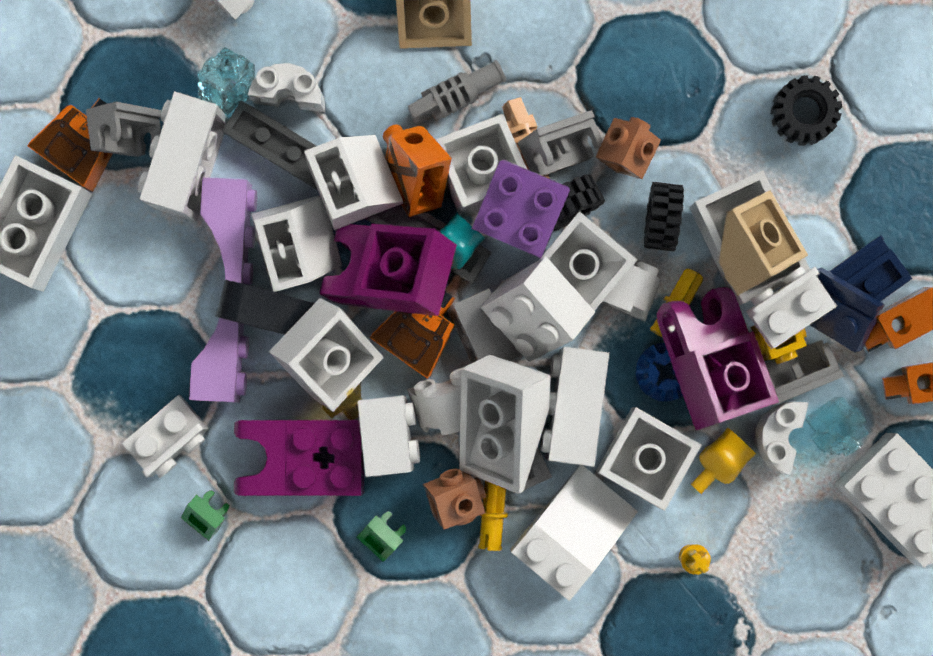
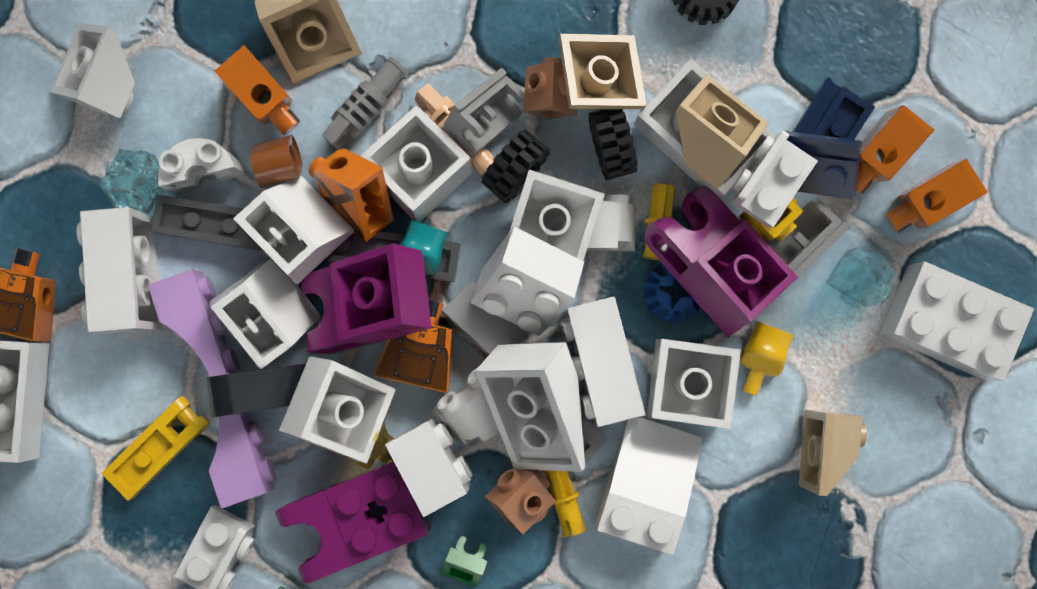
camera: 25 degrees left, 0 degrees up
(122, 128) = (45, 269): light grey hinge -> none
(149, 324) = (154, 449): none -> yellow plate
(359, 113) = (276, 161): none -> dark orange beam
(364, 29) = (248, 81): none -> orange torso
(521, 208) = (470, 189): medium lavender bracket -> none
(678, 151) = (601, 71): none -> tan slope
(694, 559) = (778, 463): yellow axle -> none
(747, 564) = (829, 449): none -> tan slope
(773, 435) = (803, 308): white cylinder -> none

